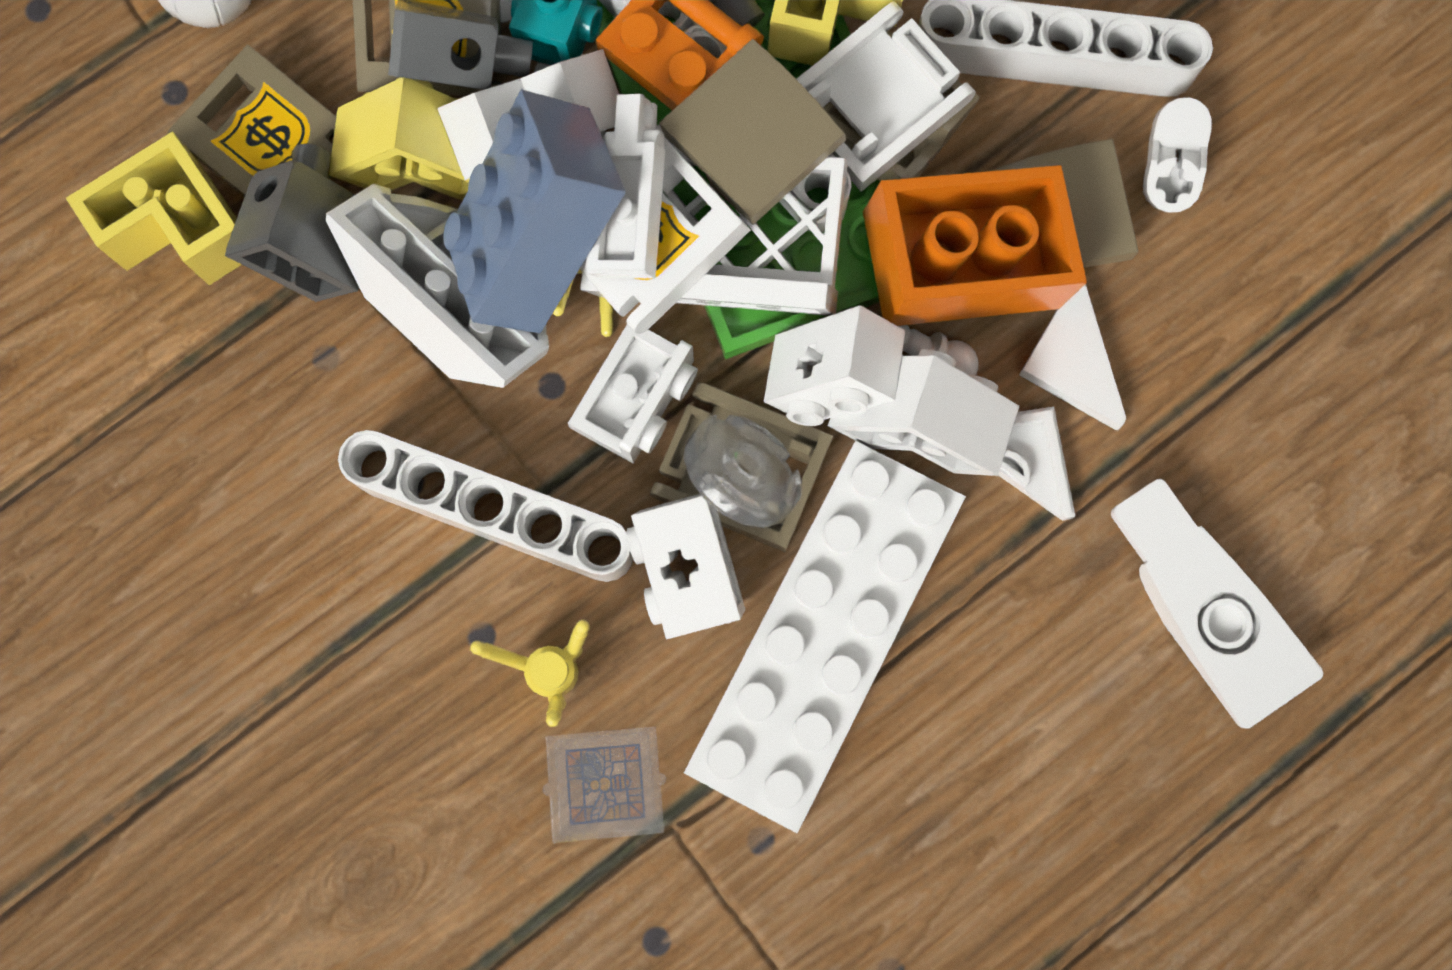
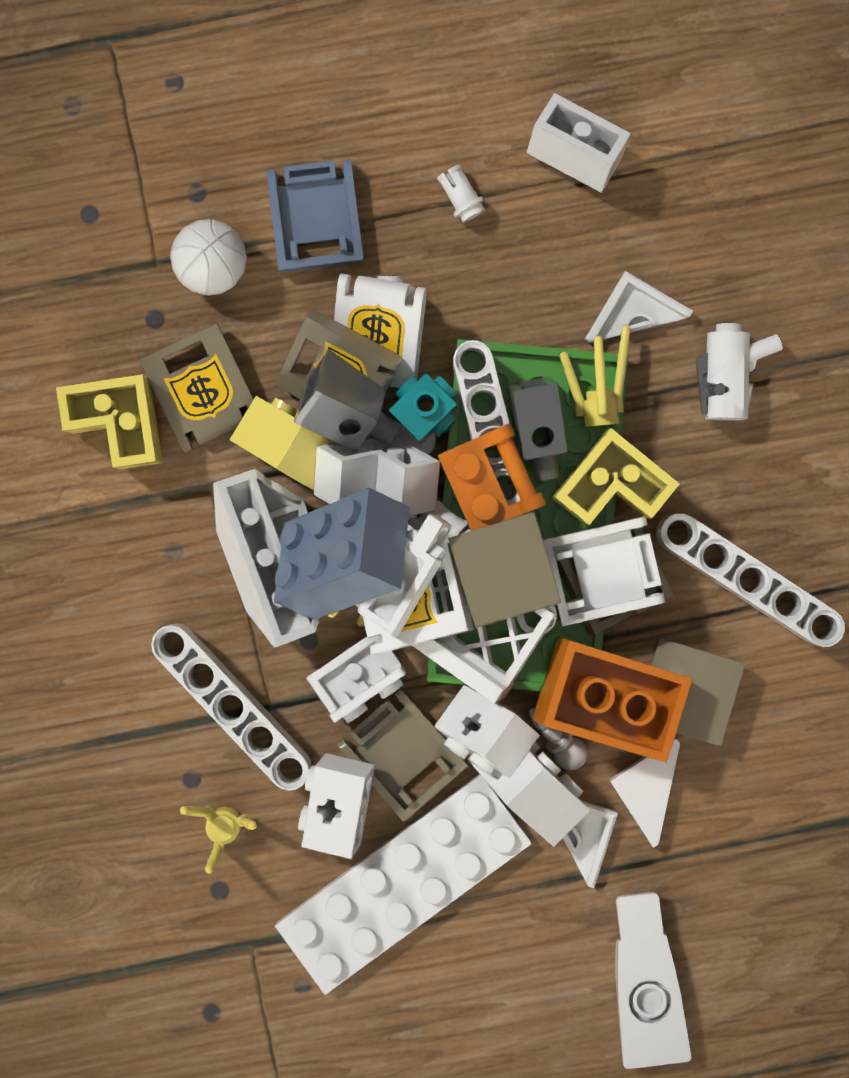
camera: 20 degrees right, 10 degrees up
(286, 229) = (191, 465): dark grey torso -> none
(604, 784) = (224, 907): clear piece -> none
(713, 467) = (380, 771): clear tile -> none
(1173, 183) = (772, 706): white piece -> none

